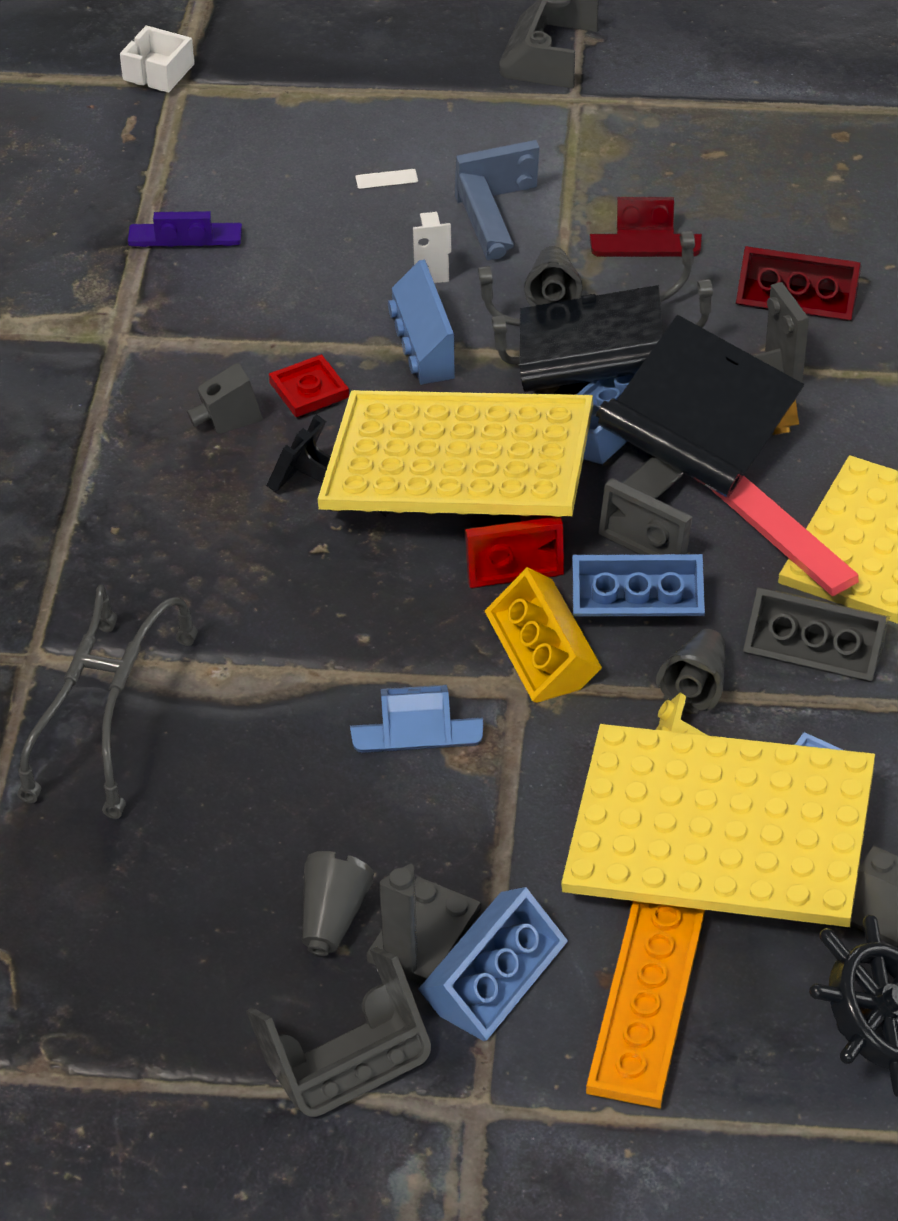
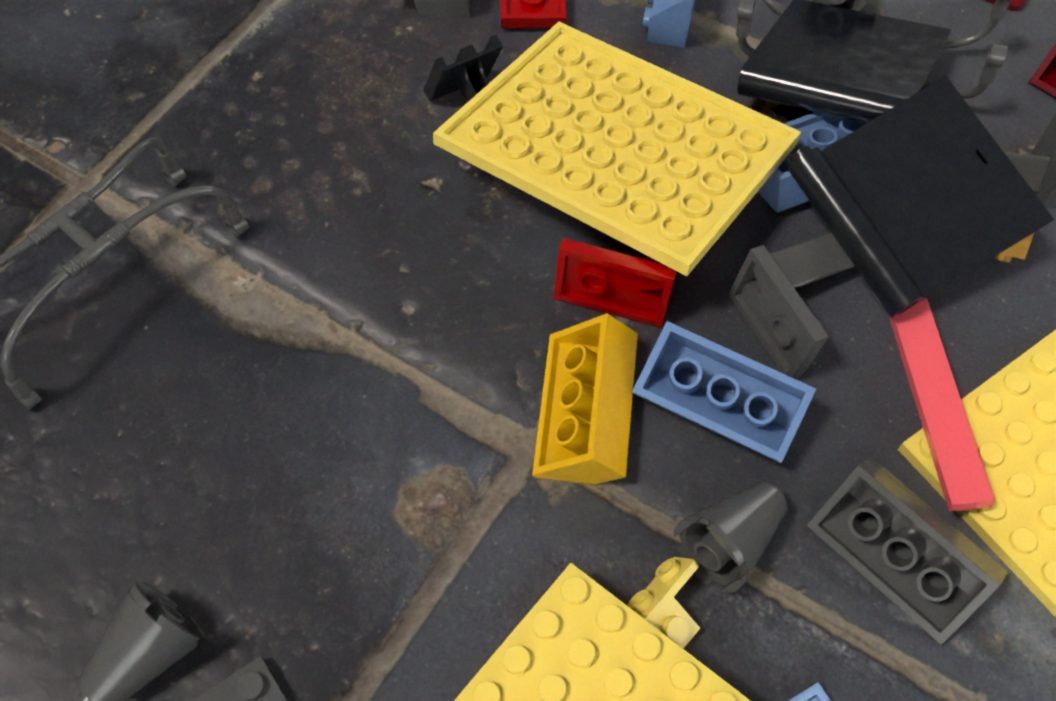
camera: 25 degrees right, 15 degrees up
(416, 721) = (390, 440): medium blue plate -> none

